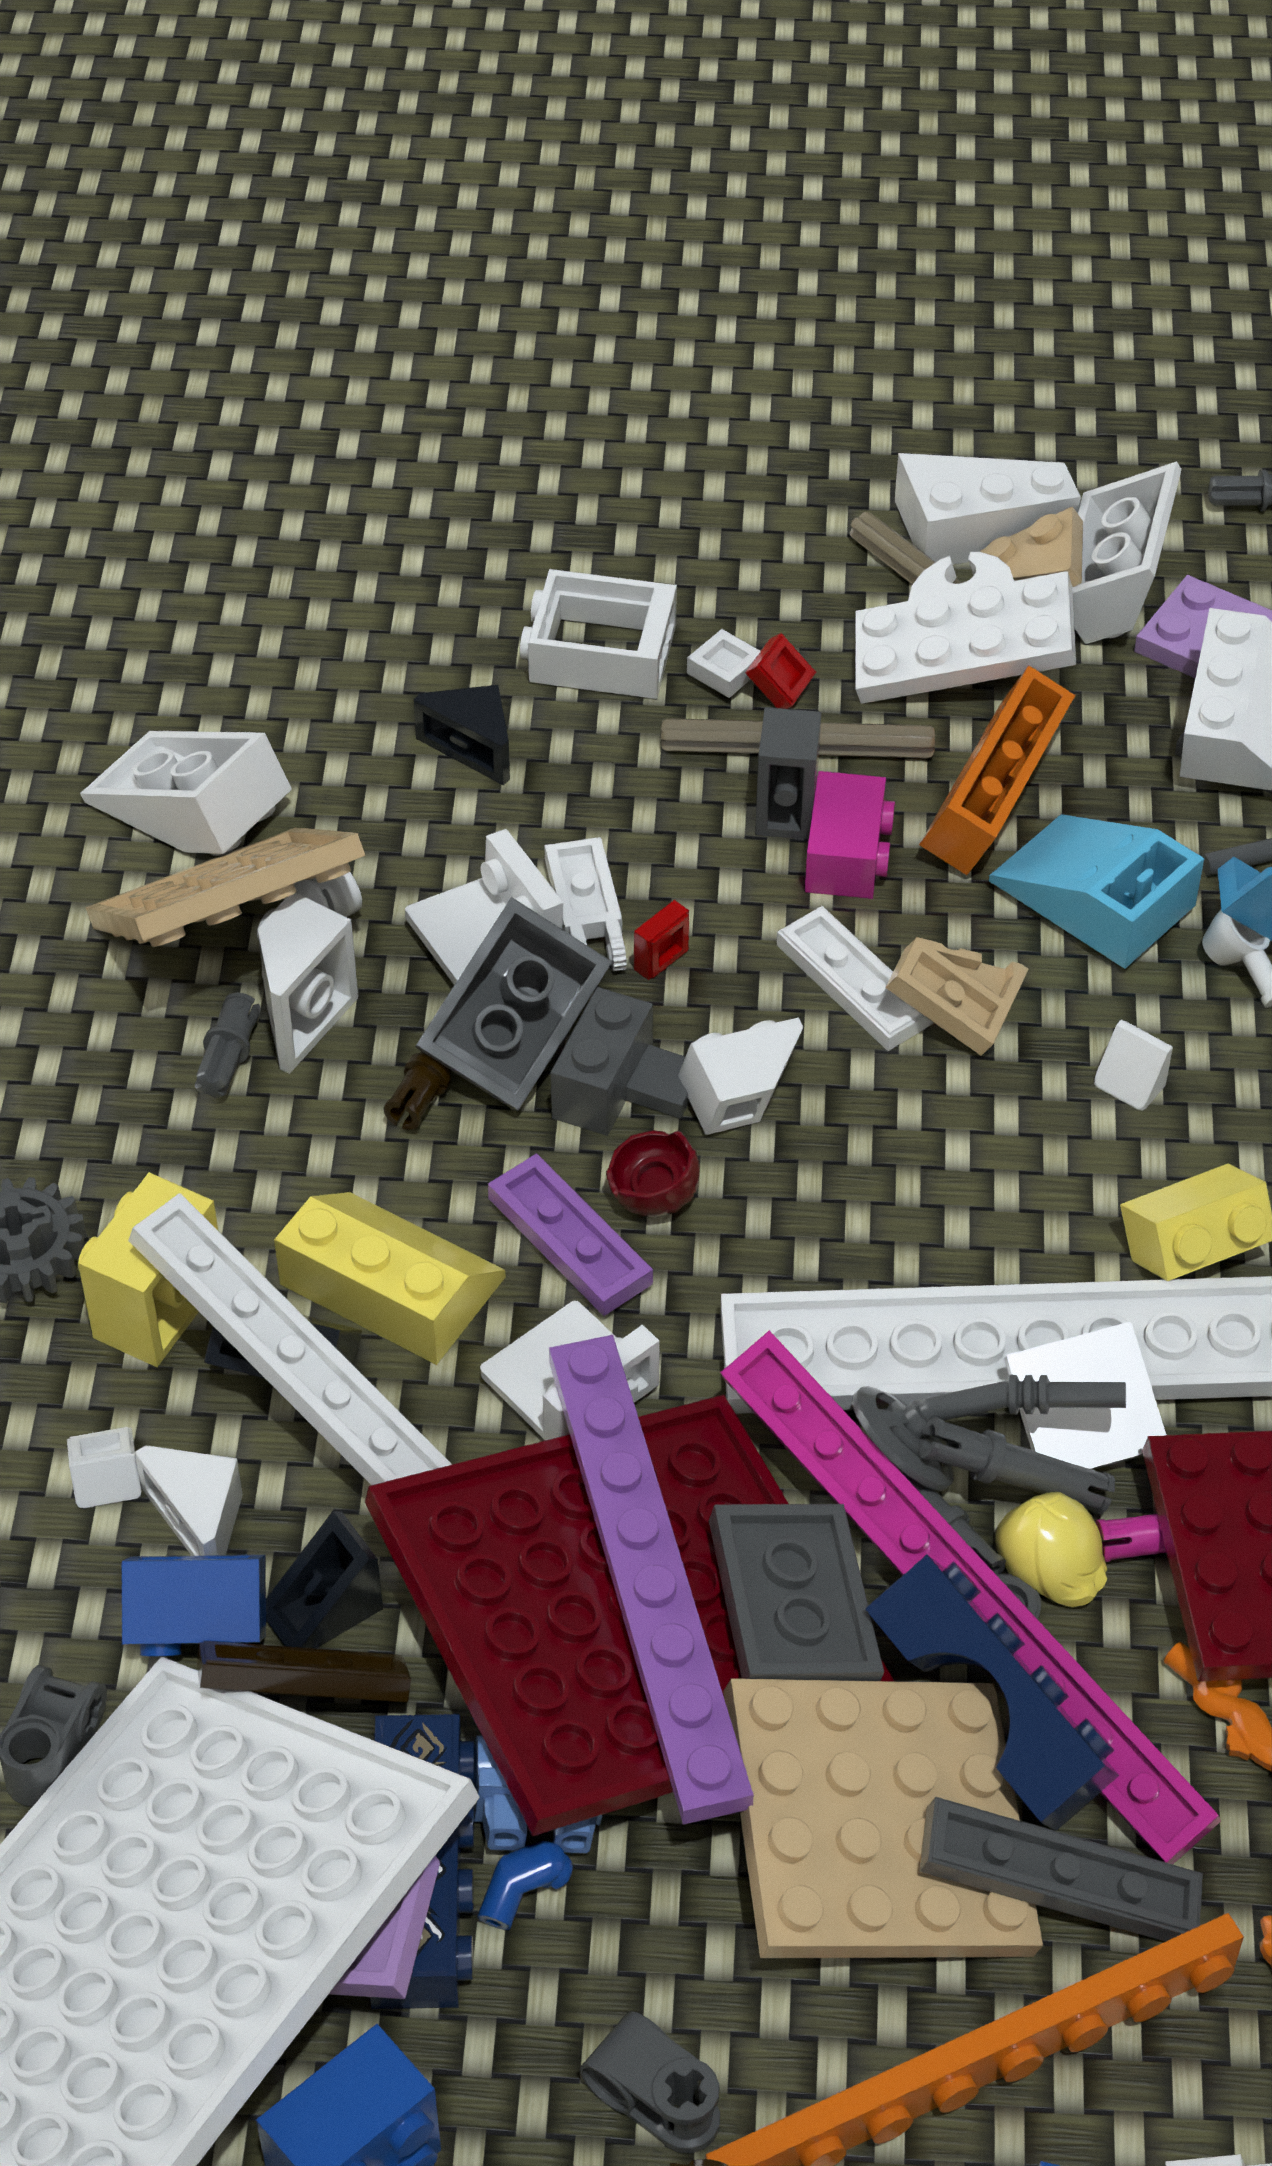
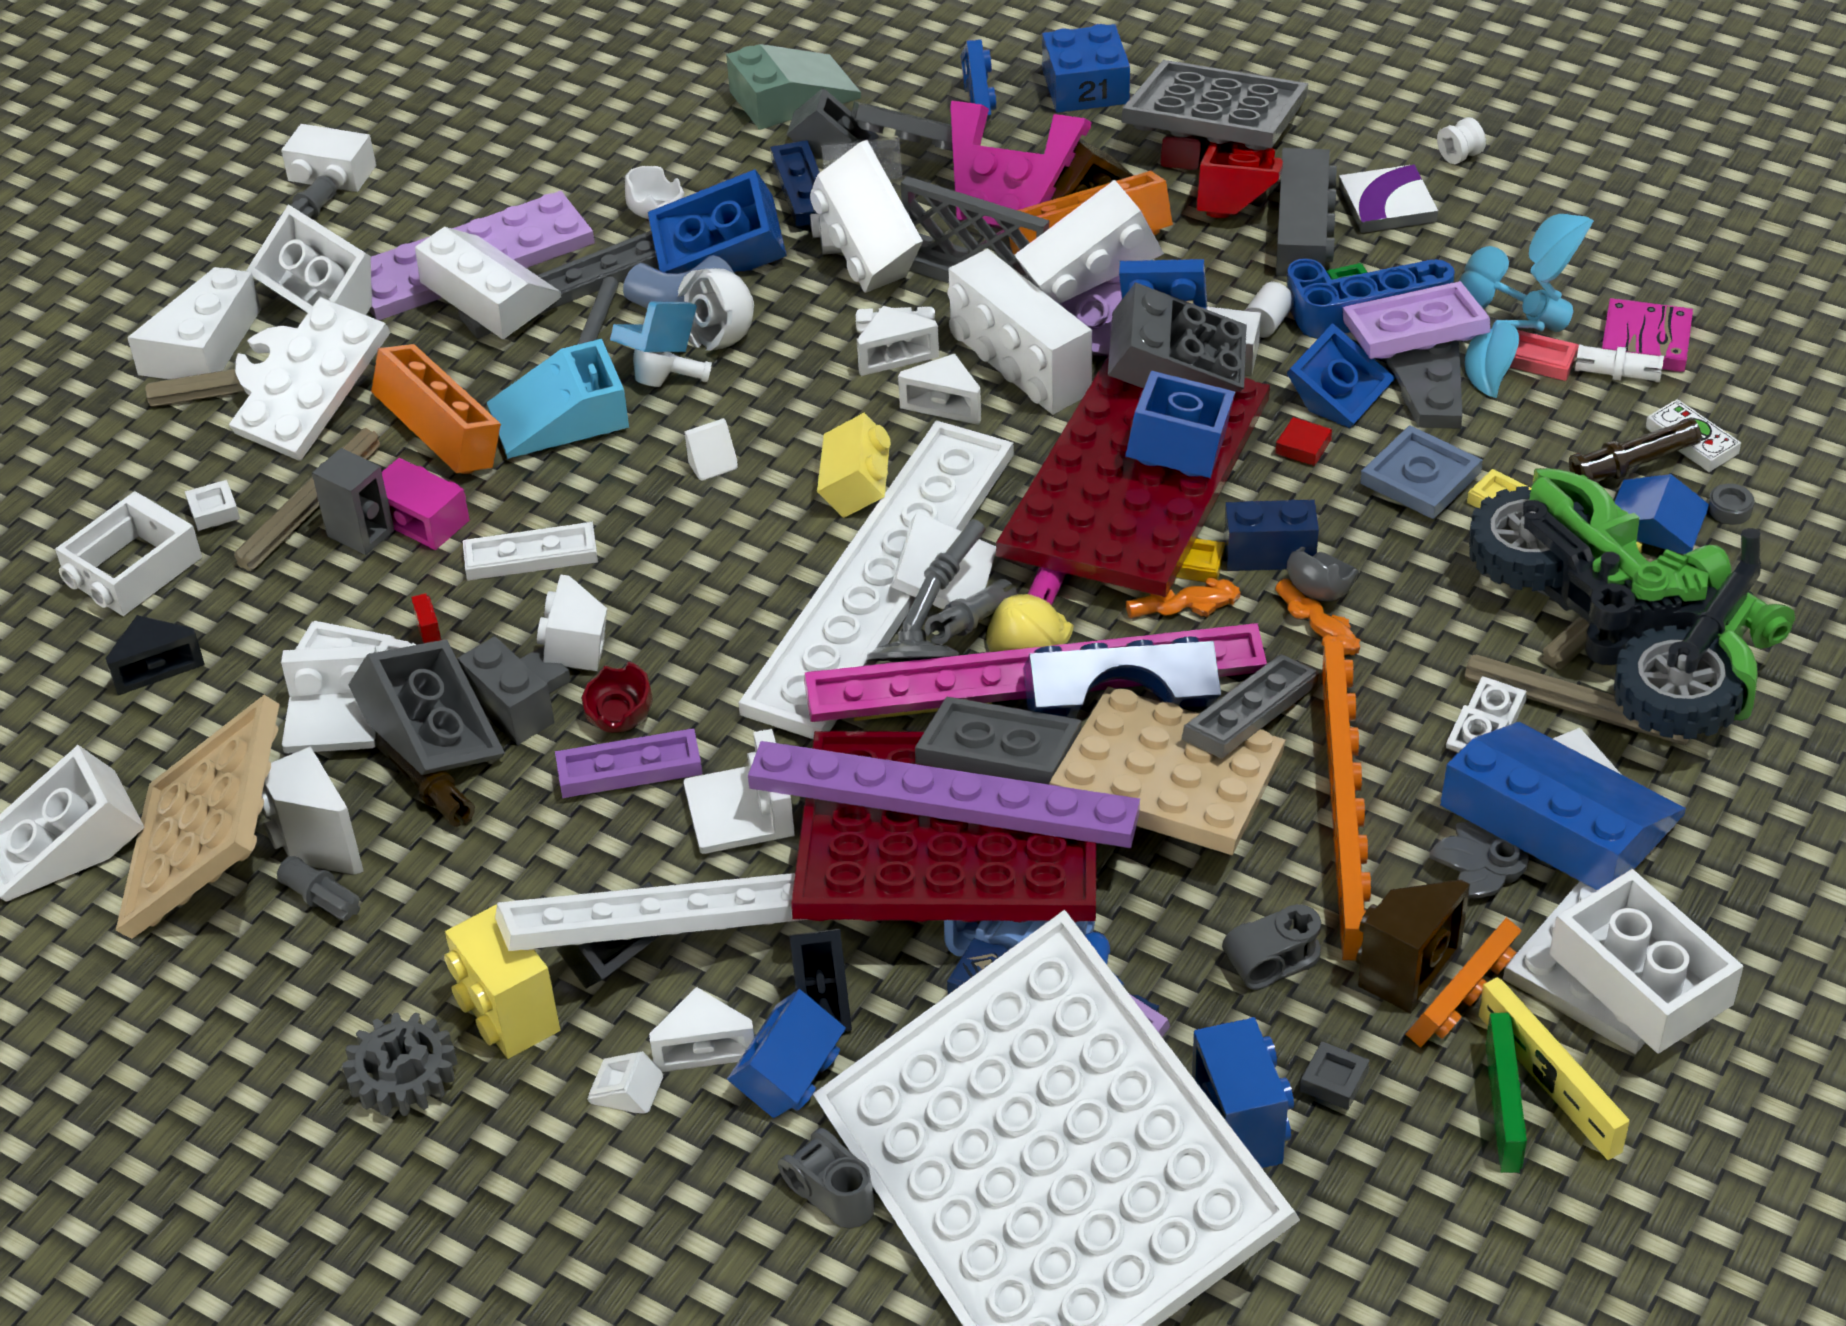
camera: 60 degrees left, 5 degrees down
(303, 1671) = (882, 1014): dark brown tile -> none
(384, 1272) = (603, 858): light yellow slope -> none
(780, 672) = (248, 480): red tile -> none
(957, 990) = (593, 500): tan wing -> none
(1044, 548) = (273, 306): tan wing -> none

